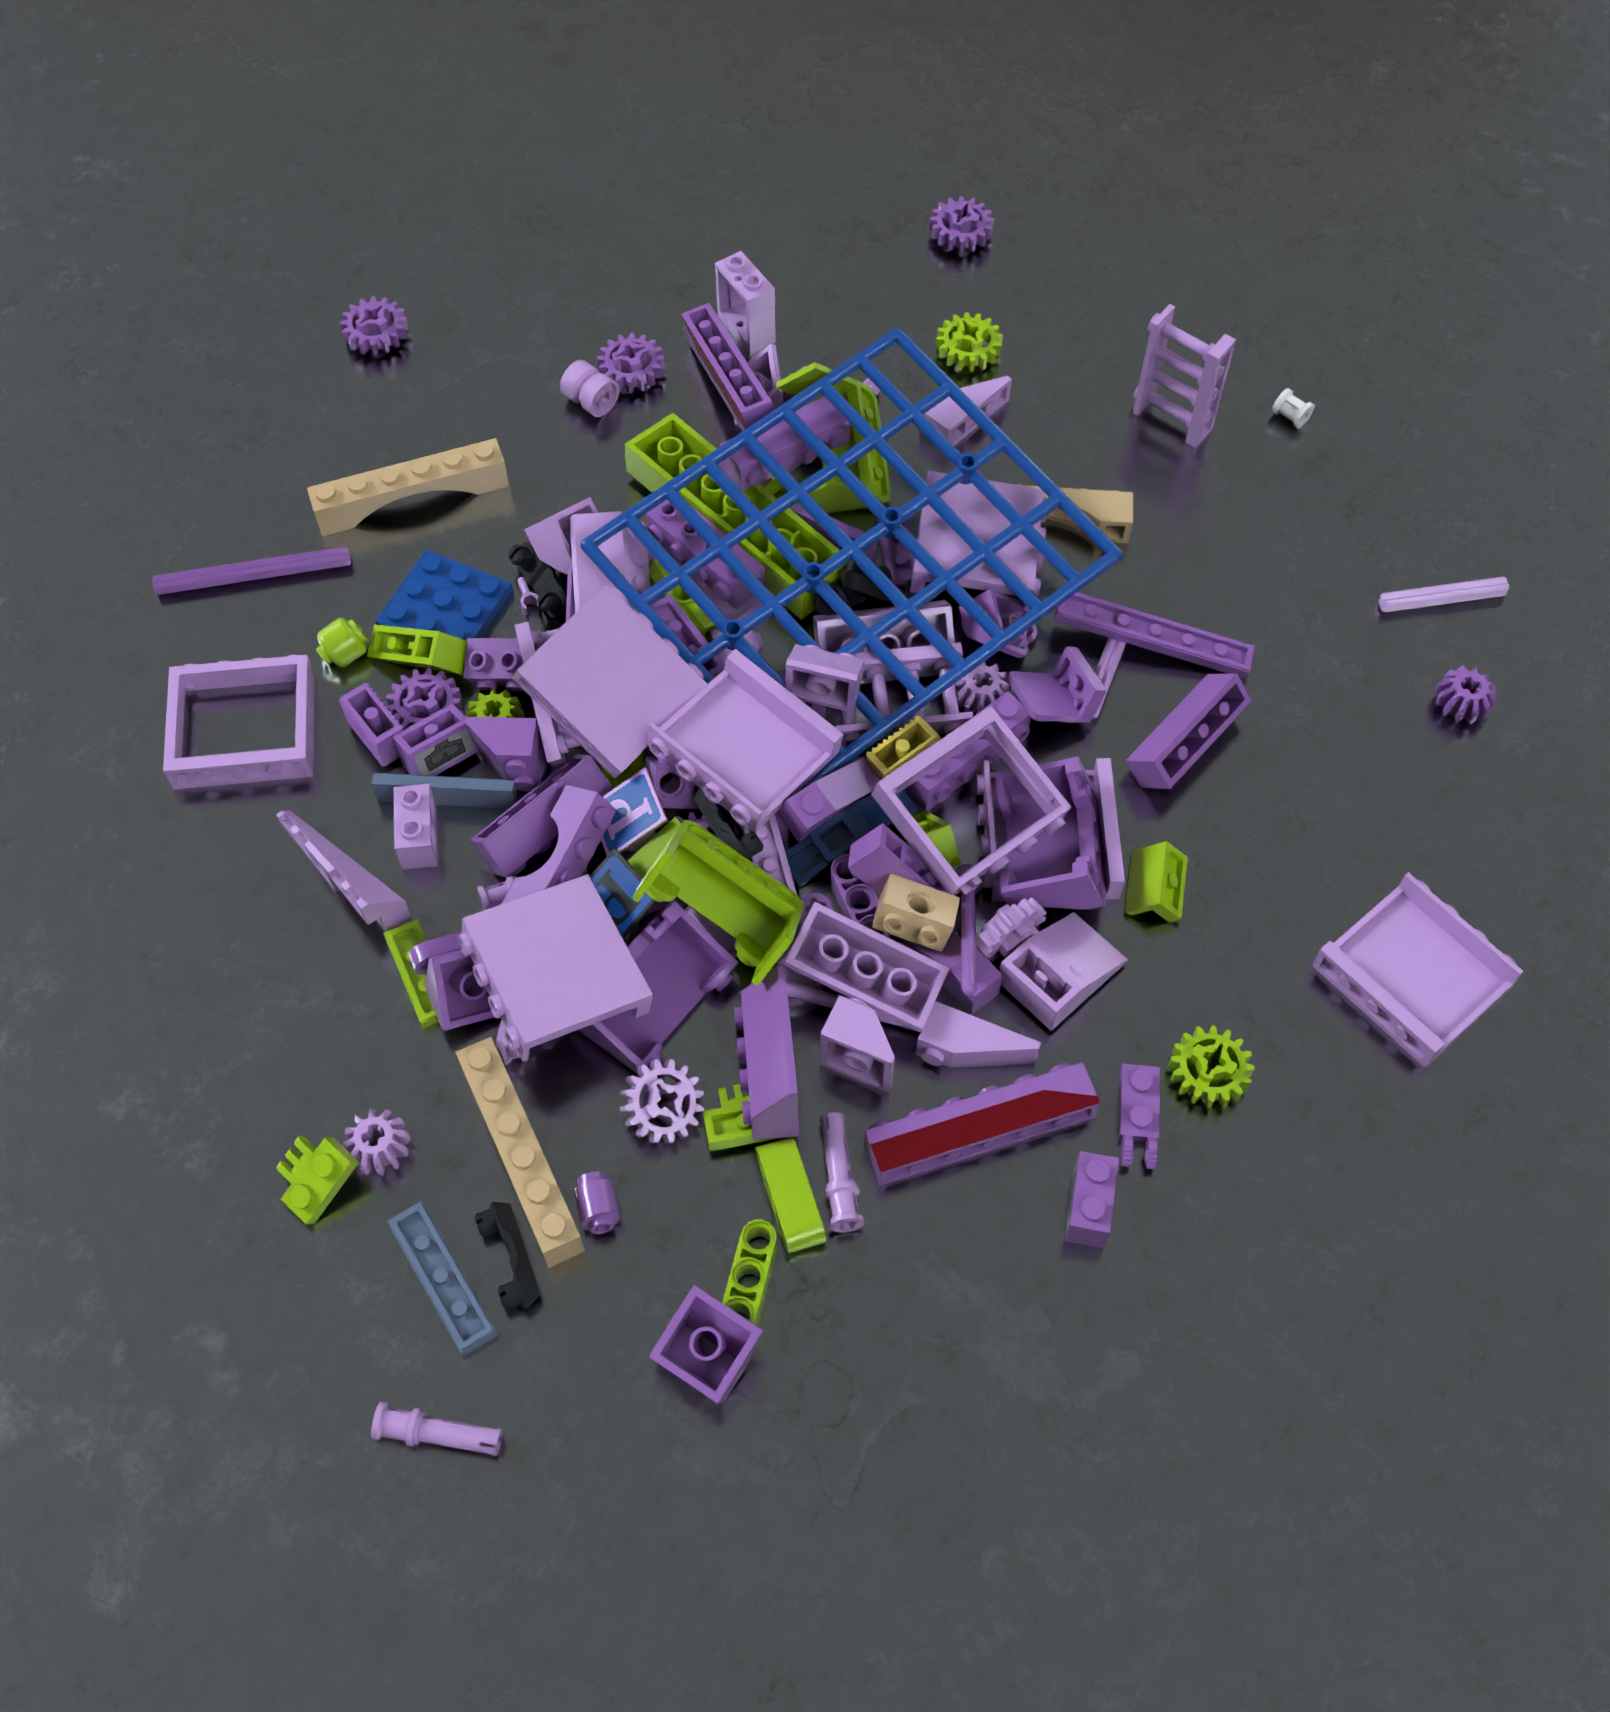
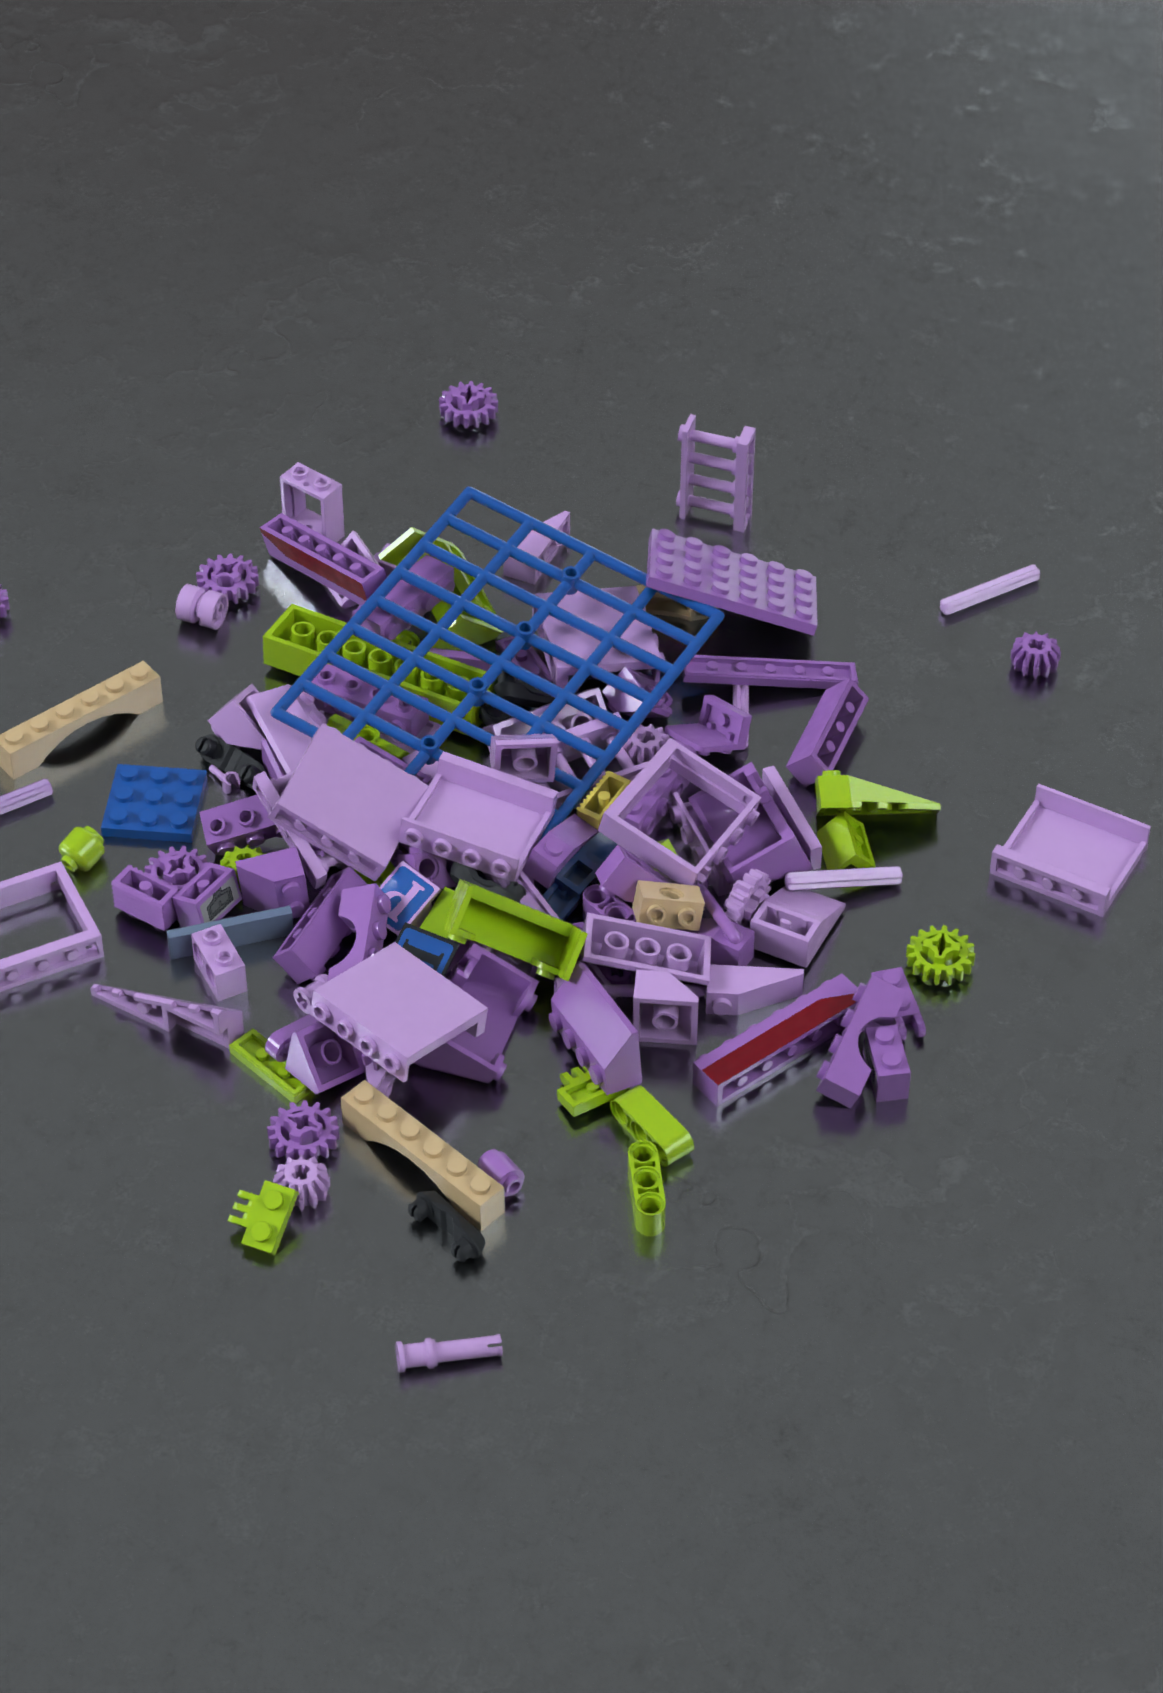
camera: 20 degrees left, 15 degrees down
(403, 1091) = (303, 1131): none -> medium lavender gear
(418, 648) = (153, 833): lime slope -> none
(442, 1278) = (399, 1258): sand blue tile -> none
(671, 1112) = (521, 1090): lavender gear -> none
(707, 1345) = (636, 1228): medium lavender slope -> none
(841, 1188) = (690, 1111): lavender pin -> none
(969, 341) = (519, 491): lime gear -> none
(1036, 1200) = (846, 1071): none -> medium lavender arch
(1136, 927) = (843, 878): none -> lavender axle
(1150, 514) = (732, 581): none -> medium lavender plate
(1181, 822) = (861, 797): none -> lime wedge
(1298, 413) = (813, 481): white bush -> none

